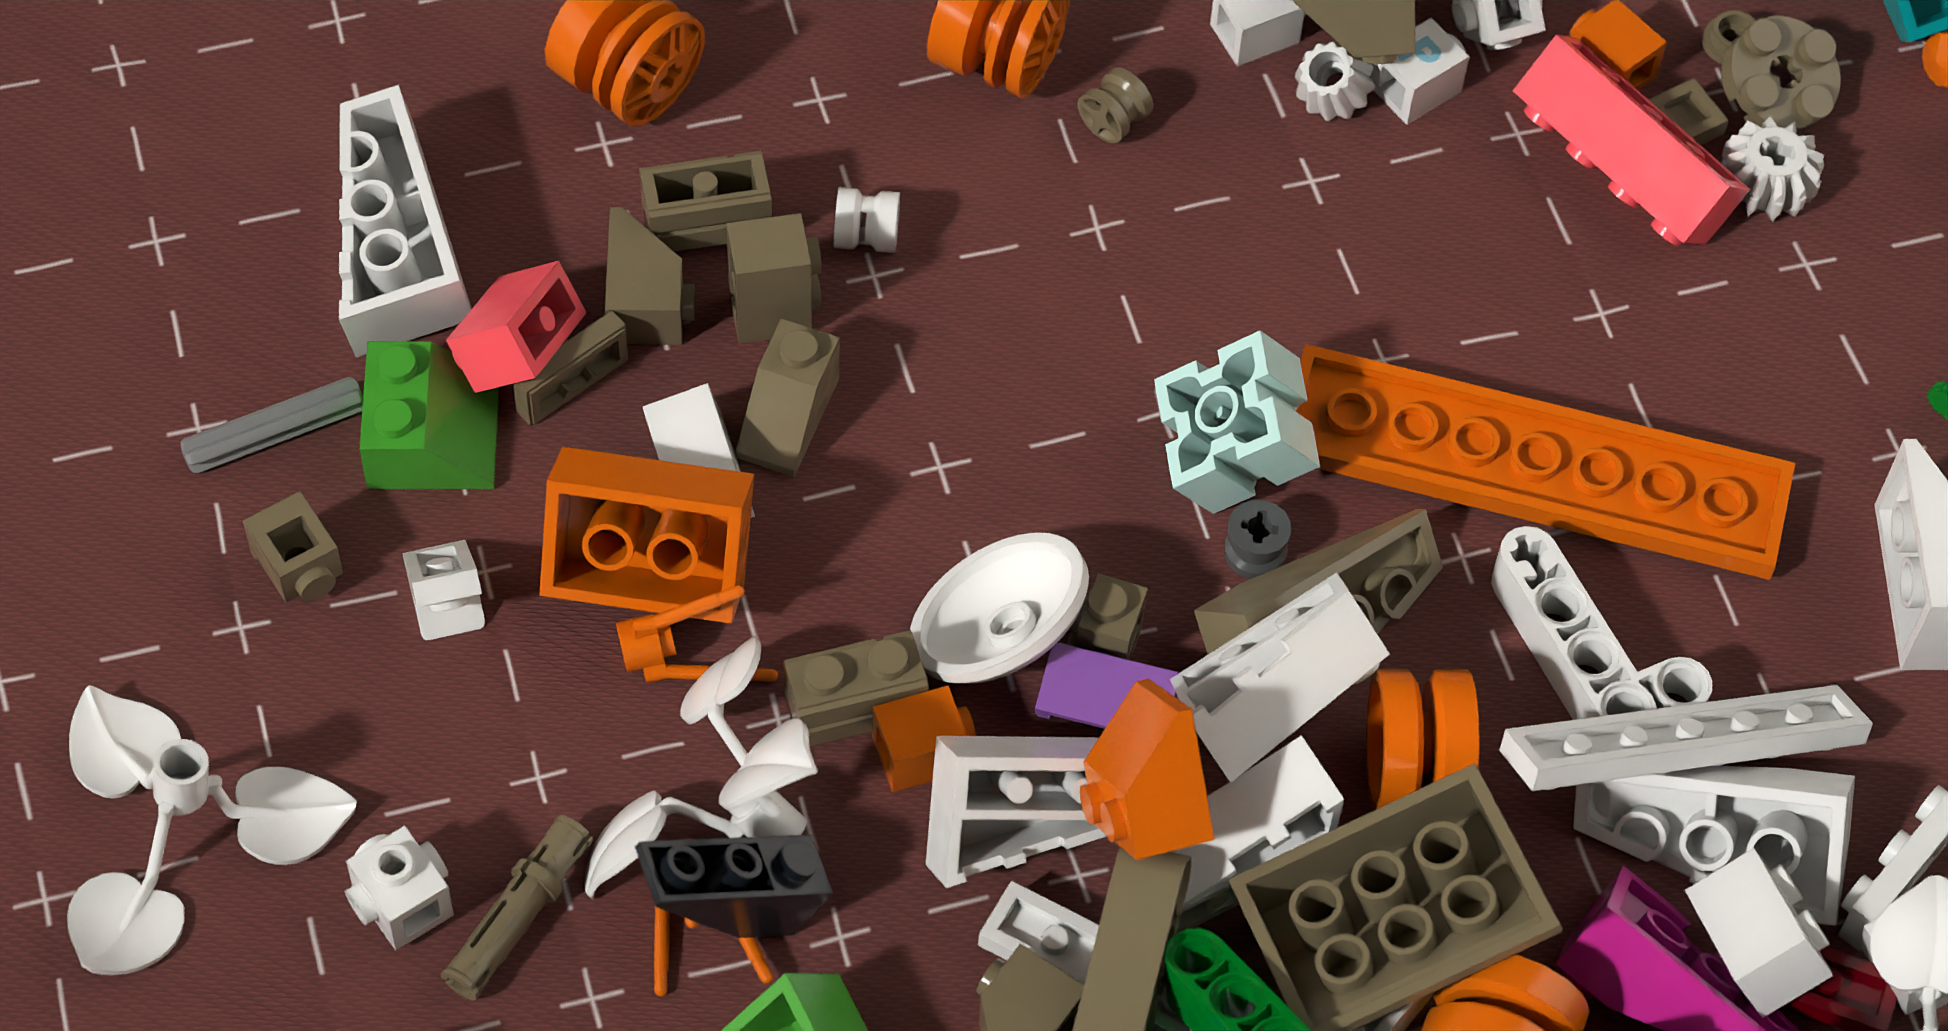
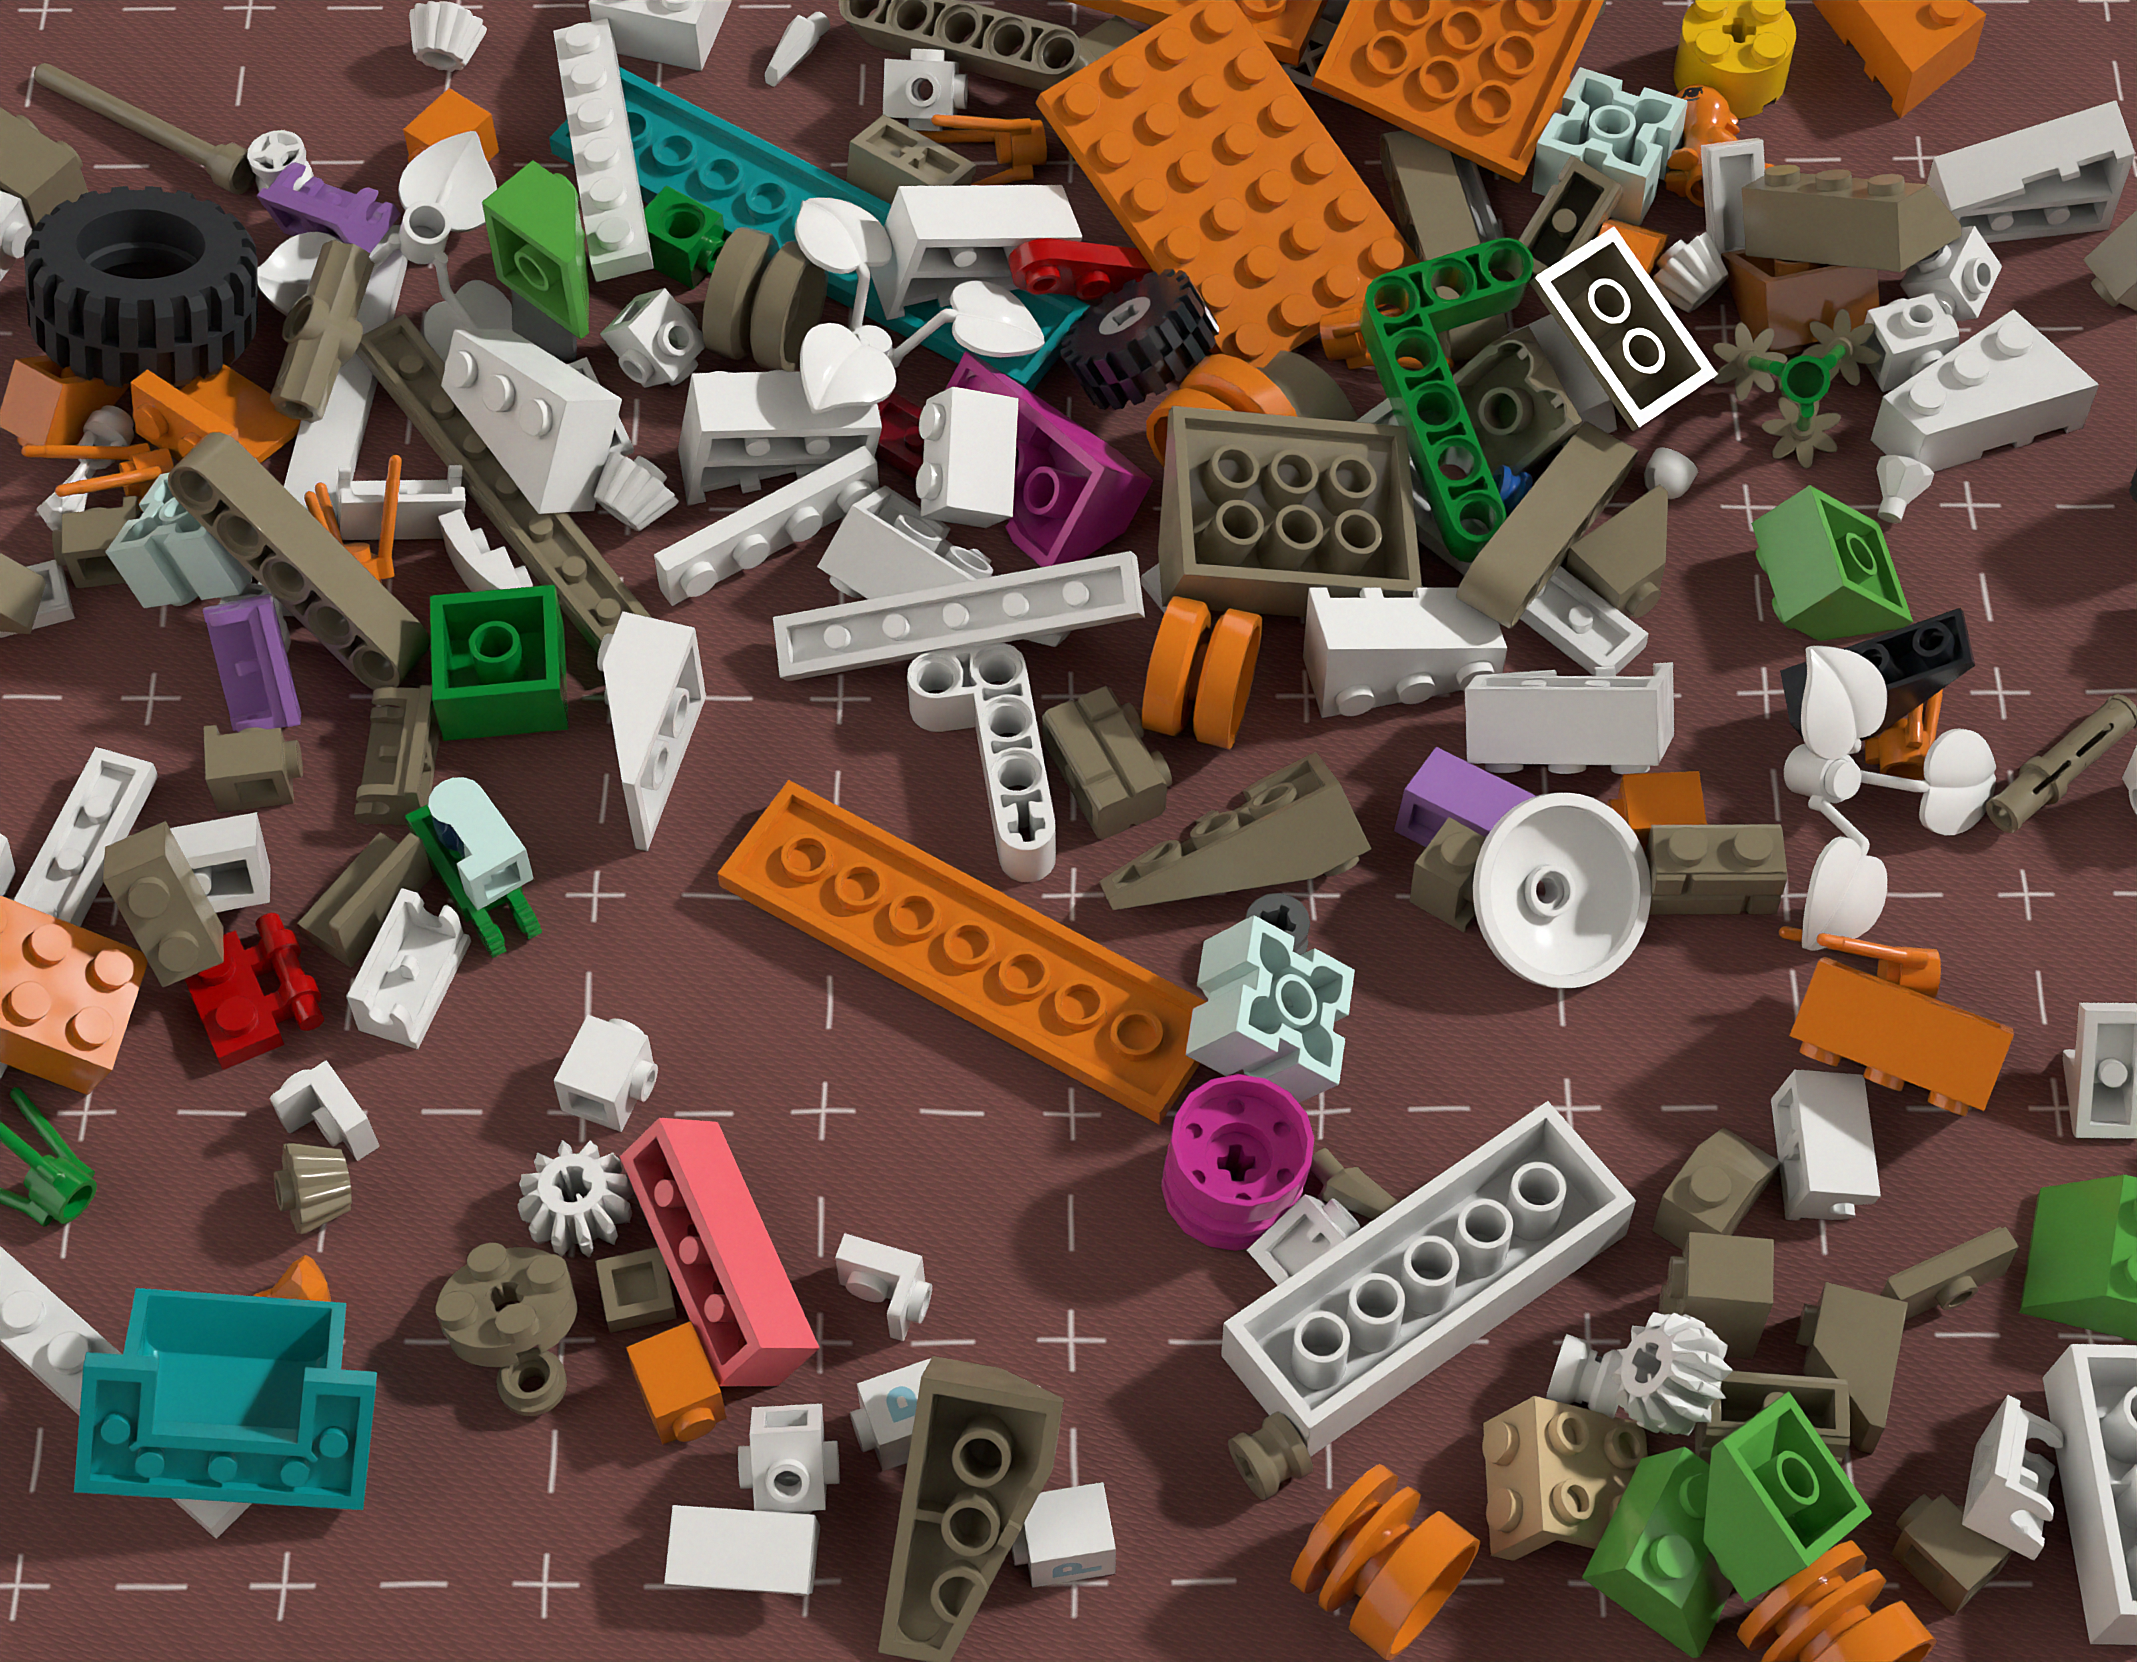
camera: 160 degrees left, 0 degrees up
(496, 194) = (2009, 1483): none -> white hinge
(516, 327) = (2009, 1300): coral brick -> none
(538, 155) = (1946, 1554): none -> dark tan brick
(685, 82) = (1775, 1499): none -> bright green slope
(772, 86) = (1656, 1553): none -> bright green slope
(801, 174) = (1671, 1373): none -> white gear
(862, 136) = (1555, 1474): none -> tan bracket
(1023, 251) = (1427, 1278): none -> white brick
(1112, 339) = (1350, 1186): none -> dark tan bar
(1132, 275) = (1302, 1236): none -> white bracket
(1148, 776) = (1492, 624): orange slope -> none
(1219, 284) = (1241, 1128): none -> dark pink wheel
(1279, 674) = (1333, 719): white wedge -> none
(1484, 168) = (883, 1272): none -> white bracket
(1507, 670) = (1106, 761): none -> dark tan brick
(1800, 272) = (606, 1072): none -> white brick

